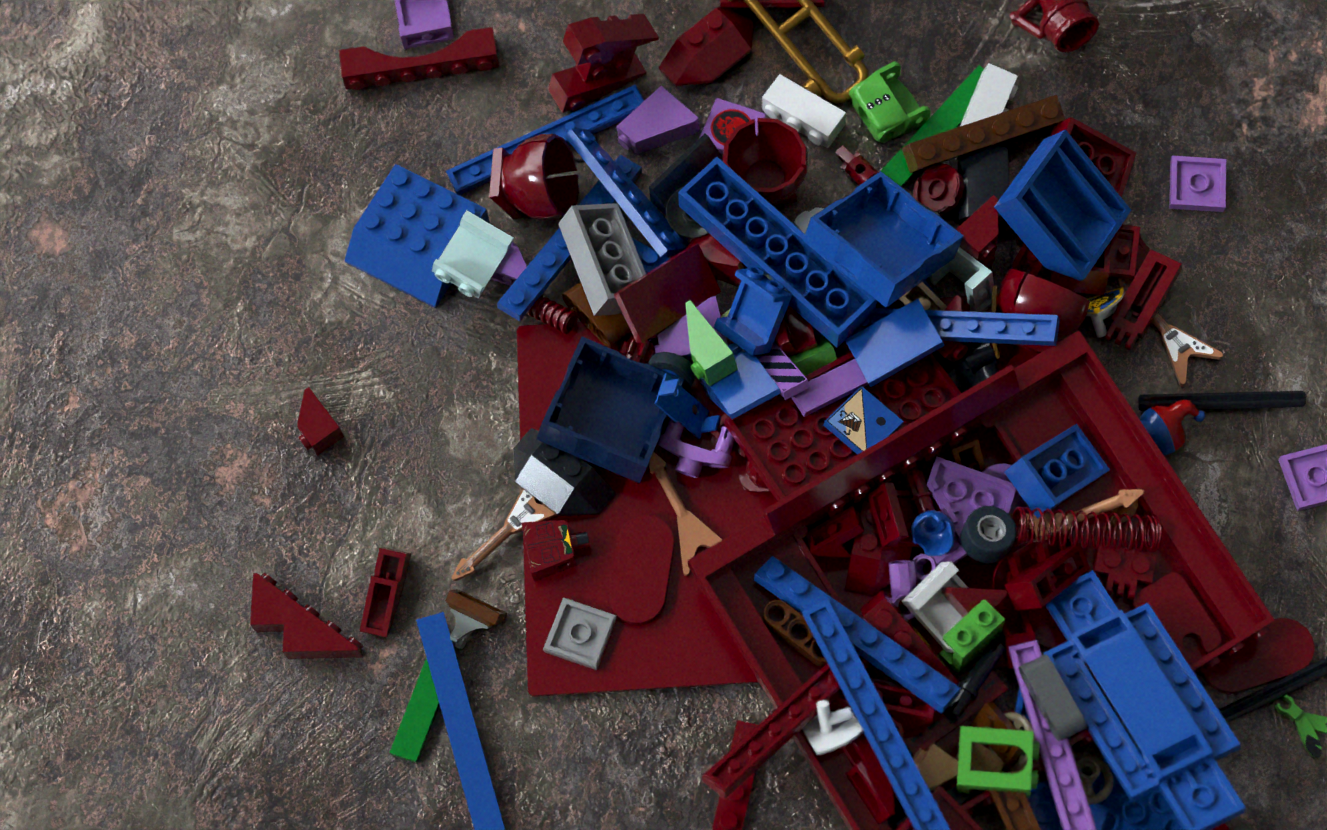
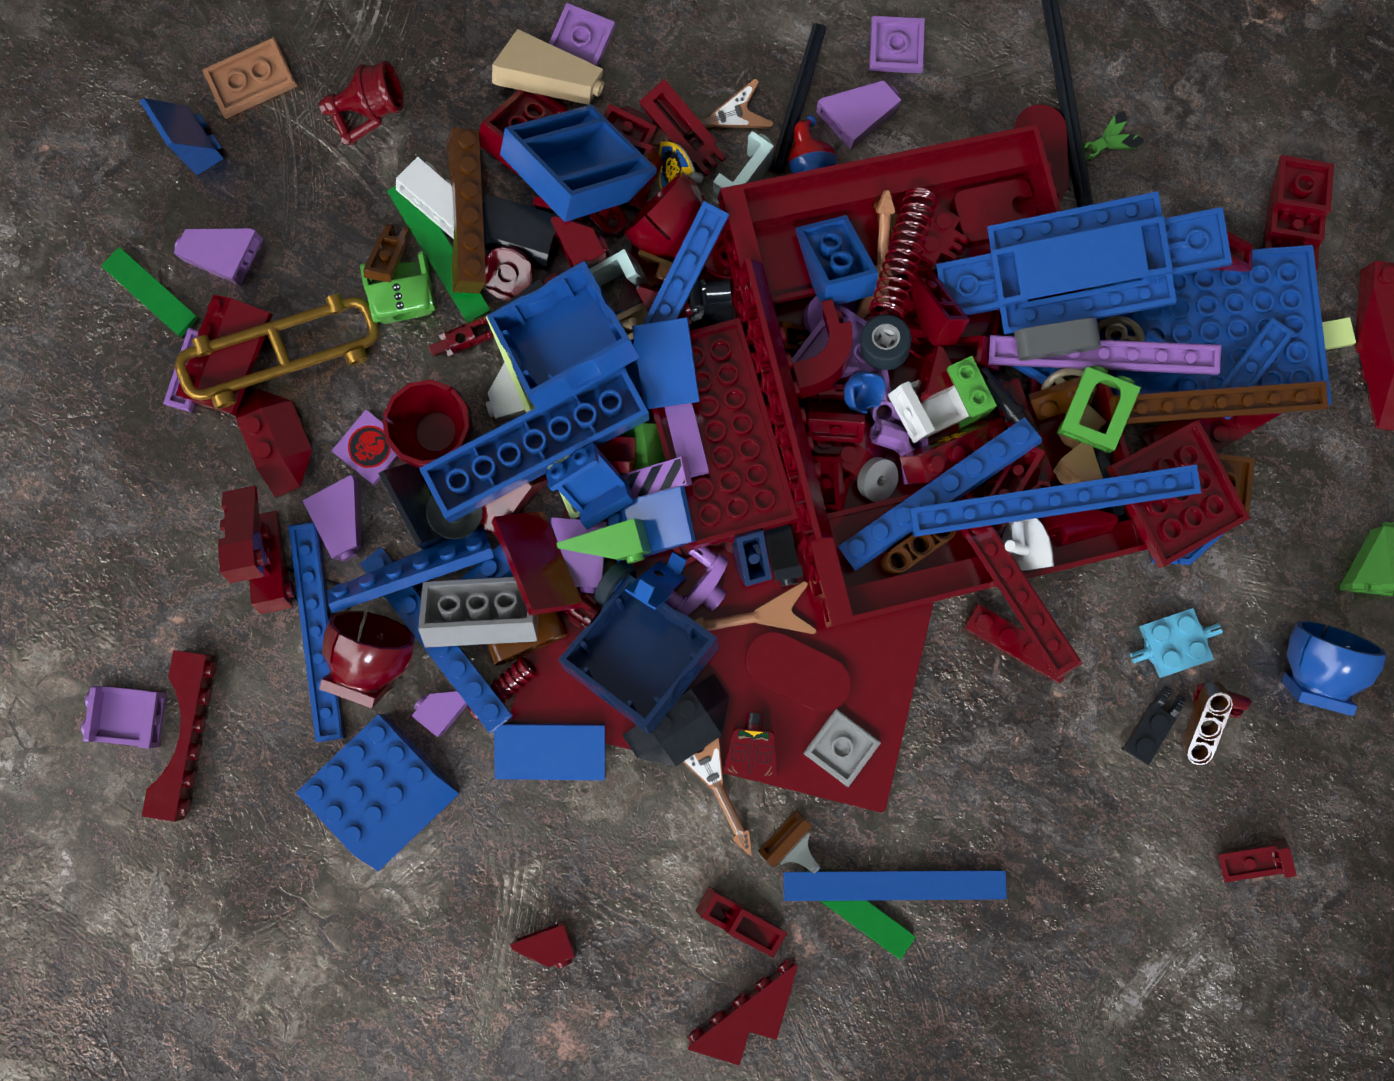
camera: 80 degrees left, 15 degrees up
(472, 255) = (428, 743): light aqua panel -> none
(497, 370) = (550, 751): none -> blue tile
(732, 522) = (783, 555): none -> black bracket
(737, 484) = (751, 557): none -> dark blue slope
(803, 111) = (377, 372): white brick -> none
(858, 572) = (881, 470): none -> light grey piece
(862, 421) = (732, 420): tile -> none
(916, 81) = (386, 254): none -> reddish brown hinge
(953, 491) = (827, 367): none -> dark red arch
(1127, 375) = (760, 151): none -> light aqua panel
(1150, 160) = (546, 70): none -> tan slope
(1230, 461) = (858, 111): none -> medium lavender slope

